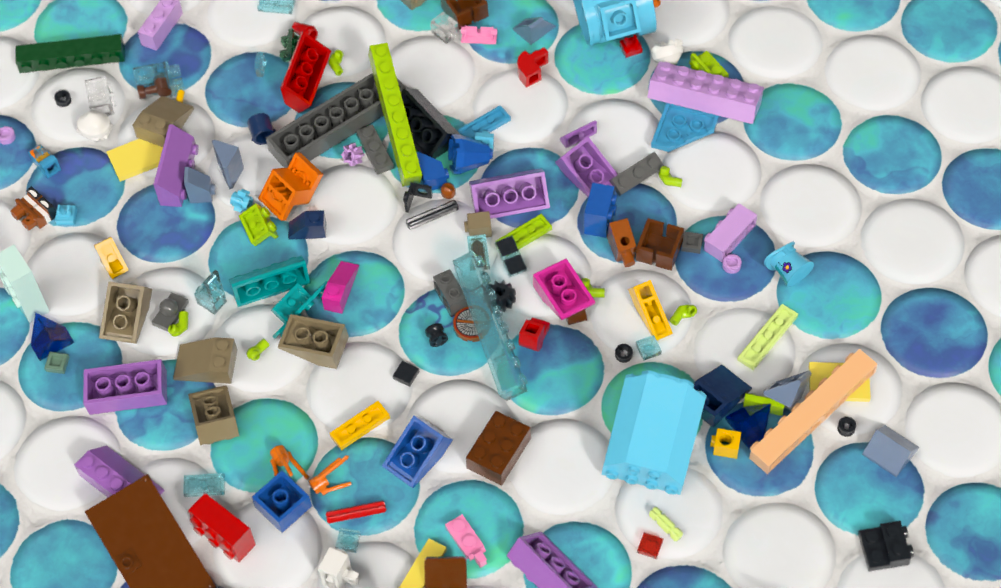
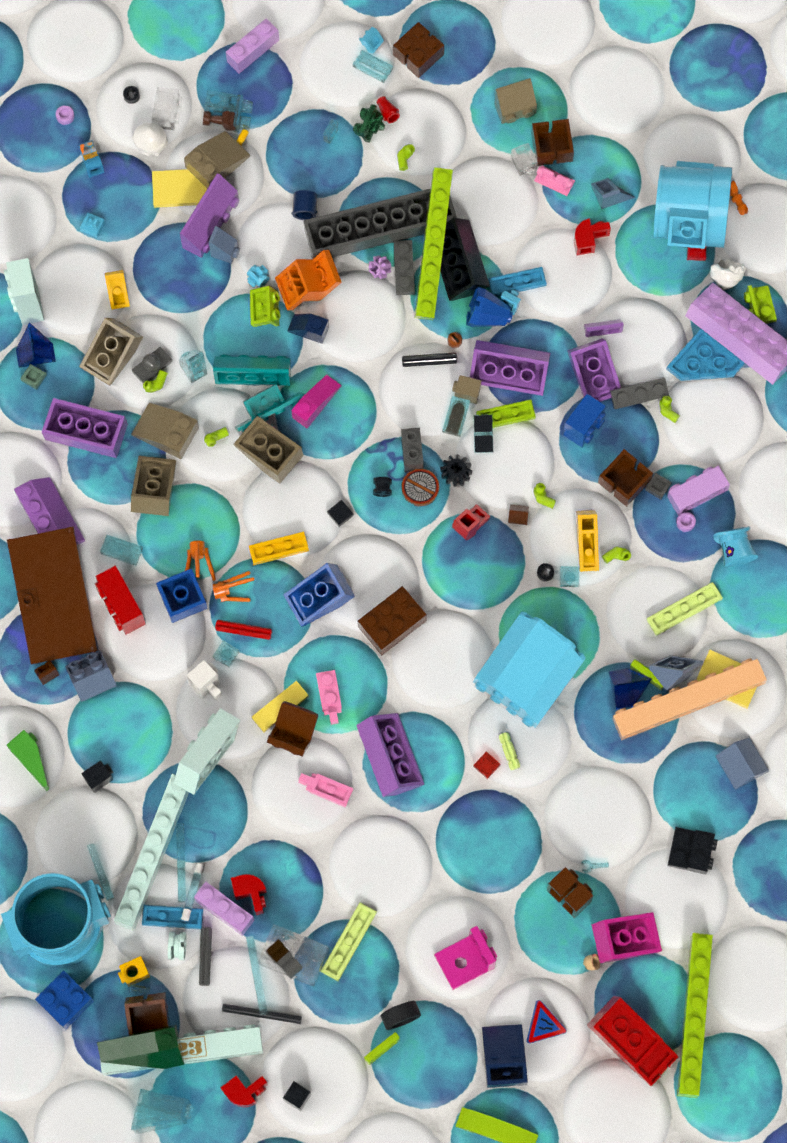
camera: 20 degrees right, 15 degrees up
(35, 208) = (66, 208): dark orange hips -> none
(70, 53) = (154, 47): dark green brick -> none
(229, 161) = (260, 231): sand blue slope -> none
(304, 73) = (367, 161): red slope -> none
(413, 191) = (422, 327): black bracket -> none
(432, 171) = (446, 315): blue slope -> none
(490, 326) = (432, 499): clear light blue brick -> none
(562, 289) = (514, 490): dark pink slope -> none
(622, 242) = (591, 455): dark orange torso -> none
(722, 393) = (610, 647): dark blue slope -> none
(729, 436) = (598, 706): yellow brick -> none
(846, 432) = (715, 730): black bush -> none

